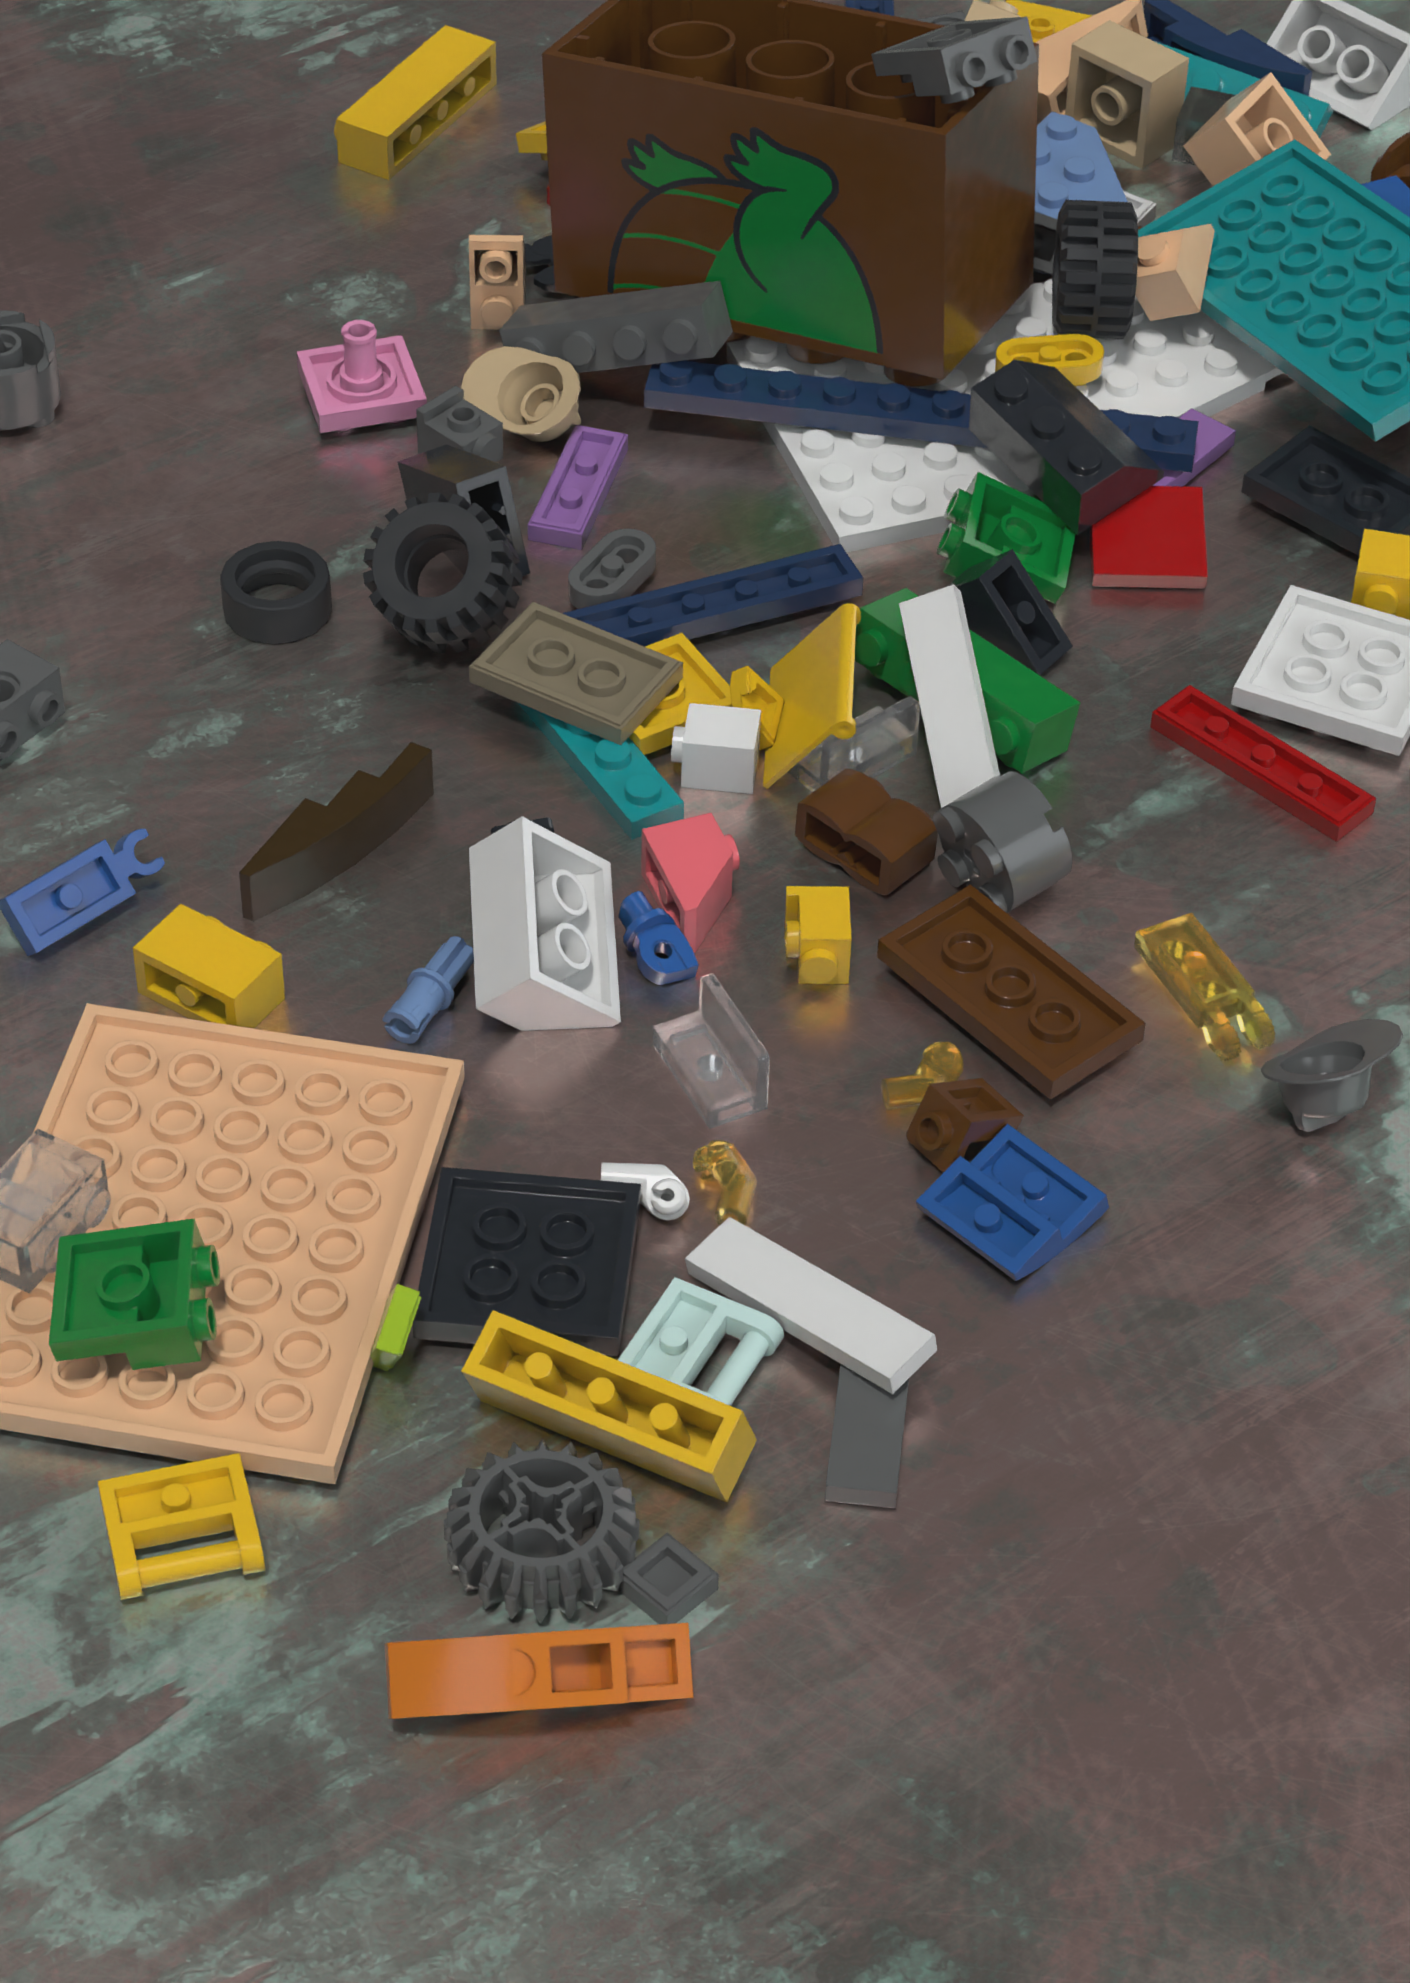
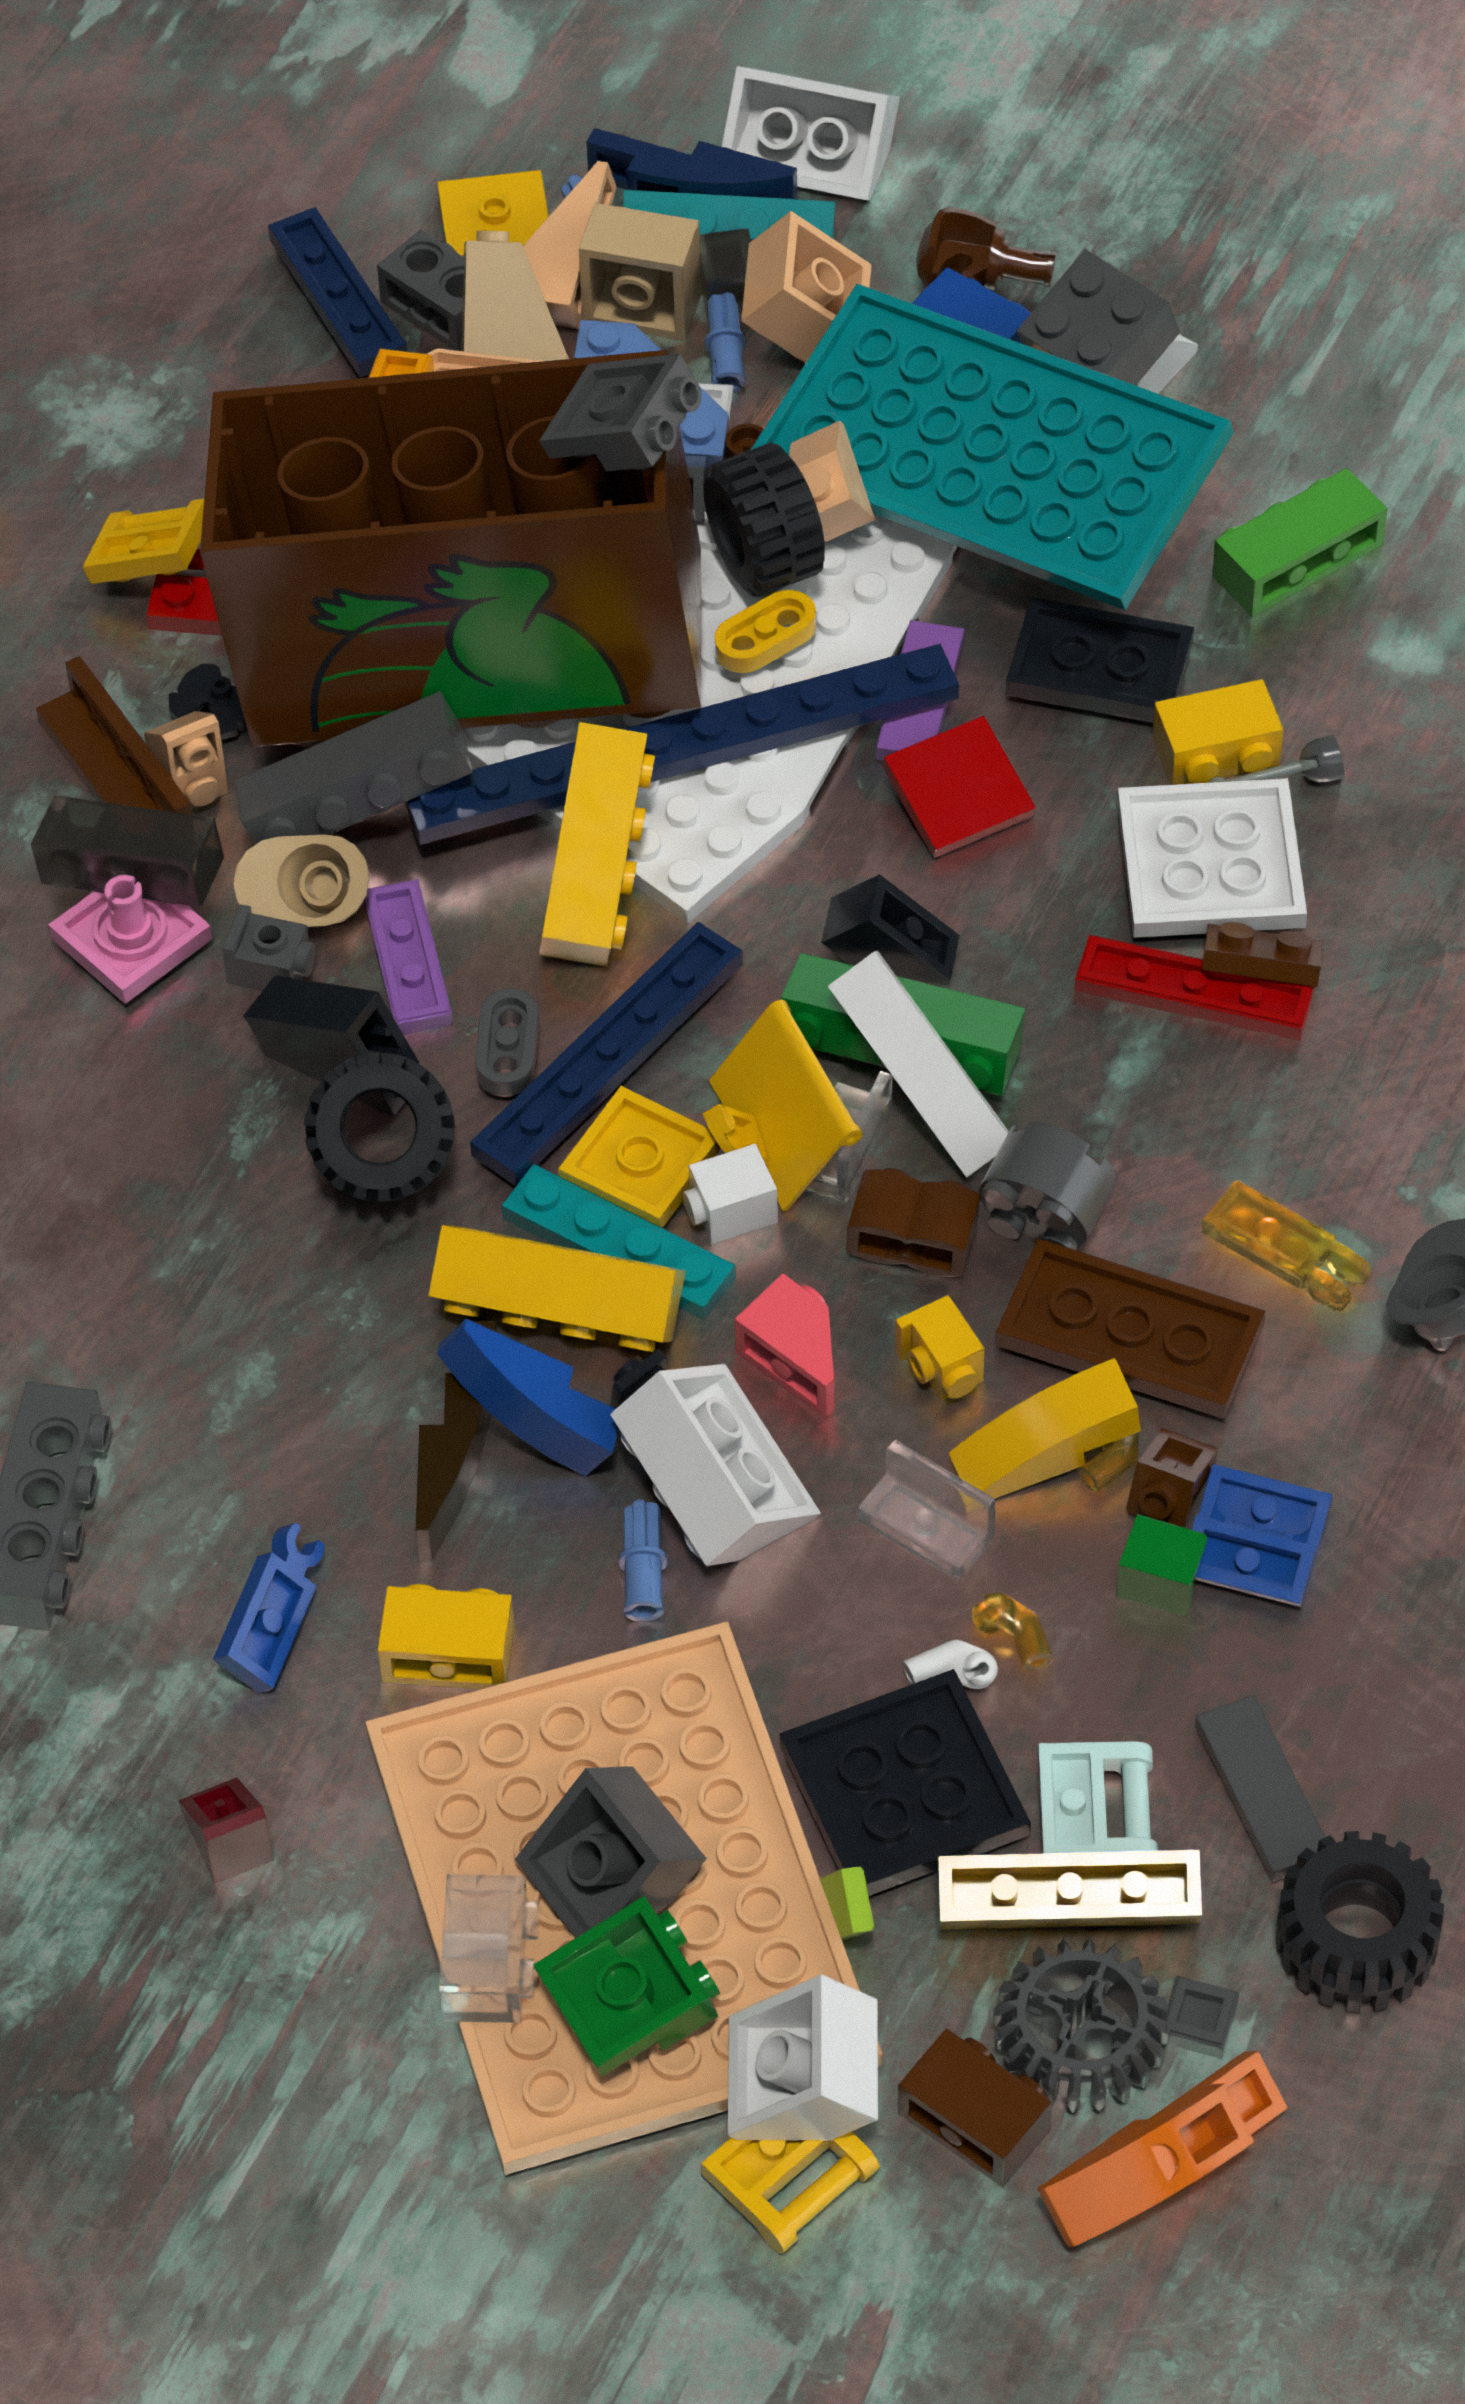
camera: 25 degrees left, 10 degrees up
(212, 1168) = (608, 1849): none -> dark grey slope
(247, 1433) = (804, 2064): none -> white slope
(276, 619) = (223, 1243): black tyre -> none
(389, 1553) = (975, 2106): none -> reddish brown brick
(412, 322) = (93, 841): none -> clear smoke brick
(414, 811) = (531, 1396): none -> blue slope
(440, 278) = (106, 746): none -> reddish brown fence
(511, 749) = (557, 1285): none -> yellow brick
(576, 672) = (560, 1175): dark tan tile -> none
(656, 932) = (797, 1416): blue piece -> none
(783, 448) = (594, 844): none -> yellow brick
(812, 1305) = (1161, 1713): white tile -> none
(868, 1033) = (1048, 1432): none -> yellow slope
(874, 1605) = (1367, 1876): none -> black tyre
(892, 1179) = (1160, 1565): none -> green panel
(998, 518) = (839, 843): green plate -> none
(1059, 443) = (844, 731): black slope -> none
(1169, 175) = (725, 341): none -> medium blue axle
(1355, 763) = (1262, 955): none -> reddish brown plate

